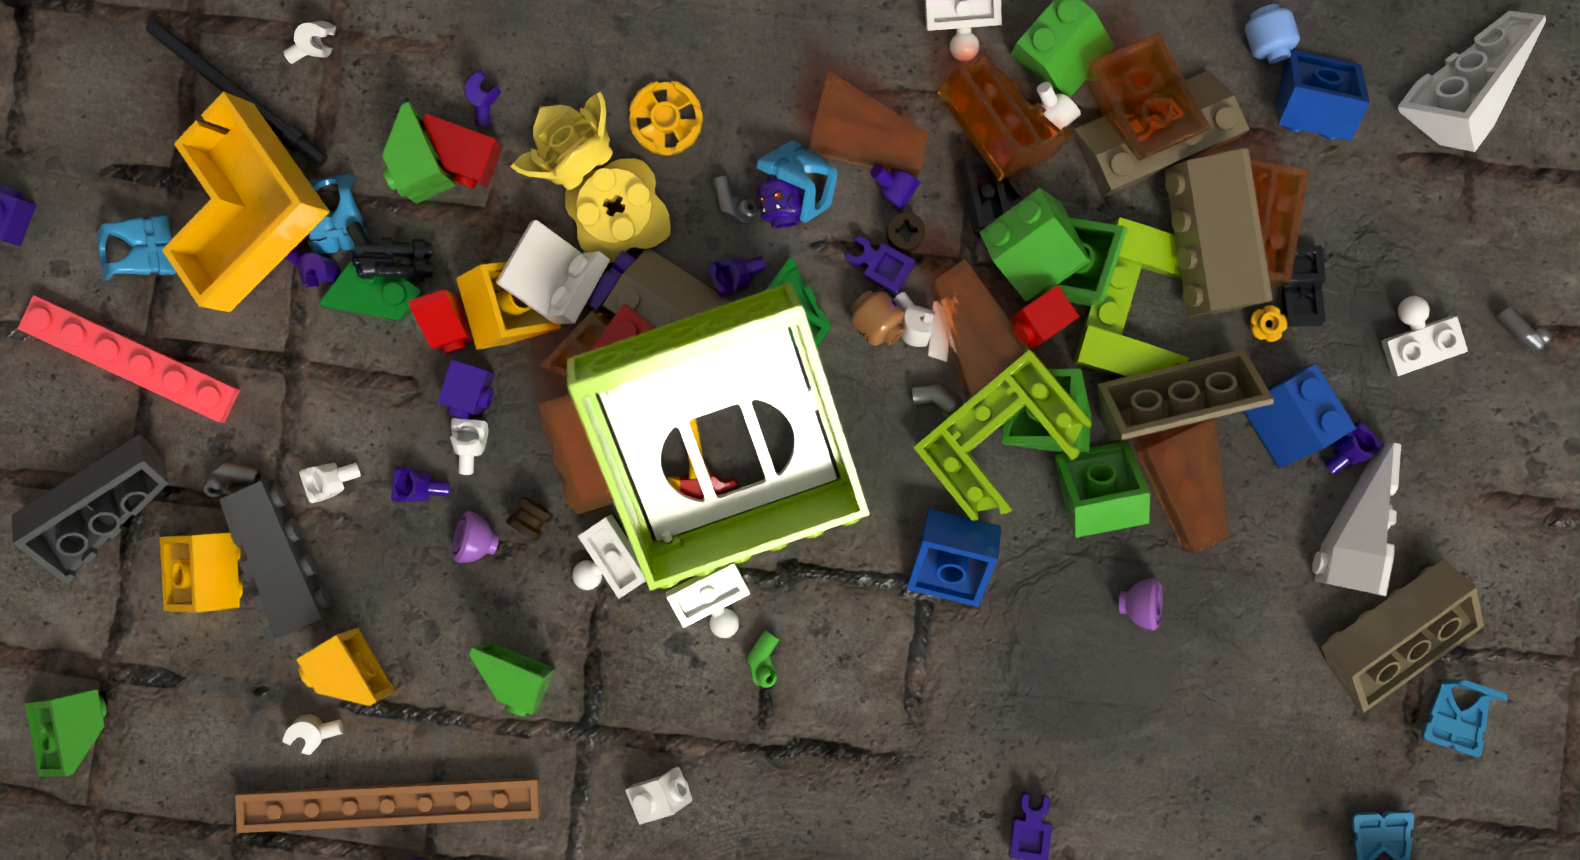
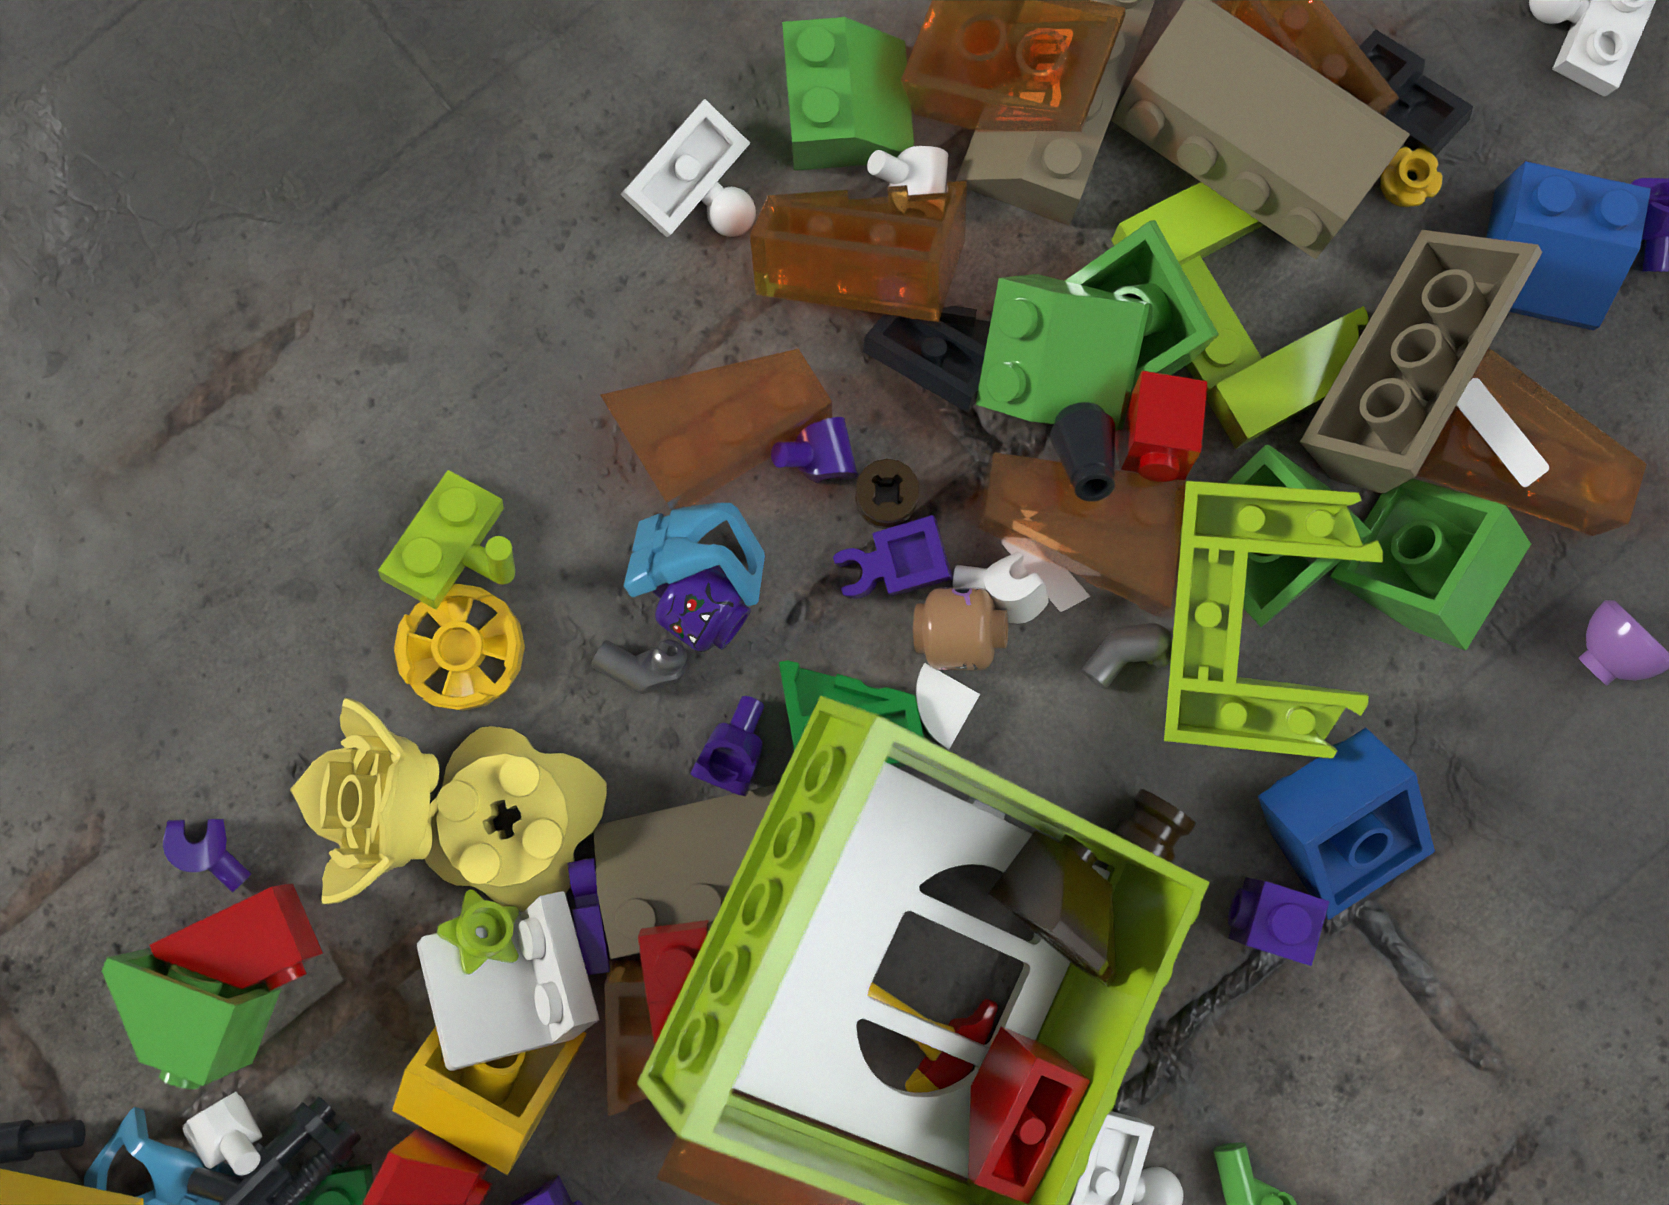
camera: 45 degrees left, 5 degrees down
(381, 219) = (225, 1133): none -> white piece
(570, 240) = (492, 917): none -> lime plate
(702, 529) = (1019, 1113): none -> red slope
(704, 67) = (447, 539): none -> lime plate
(804, 466) = (1063, 902): none -> dark brown slope
(839, 343) = (942, 704): none -> white tile
(874, 478) = (1155, 825): none -> dark brown wheel
(883, 563) = (1277, 920): none -> dark purple brick
(1002, 294) = (1086, 448): none -> black cone
(1180, 461) = (1501, 433): none -> white sticker

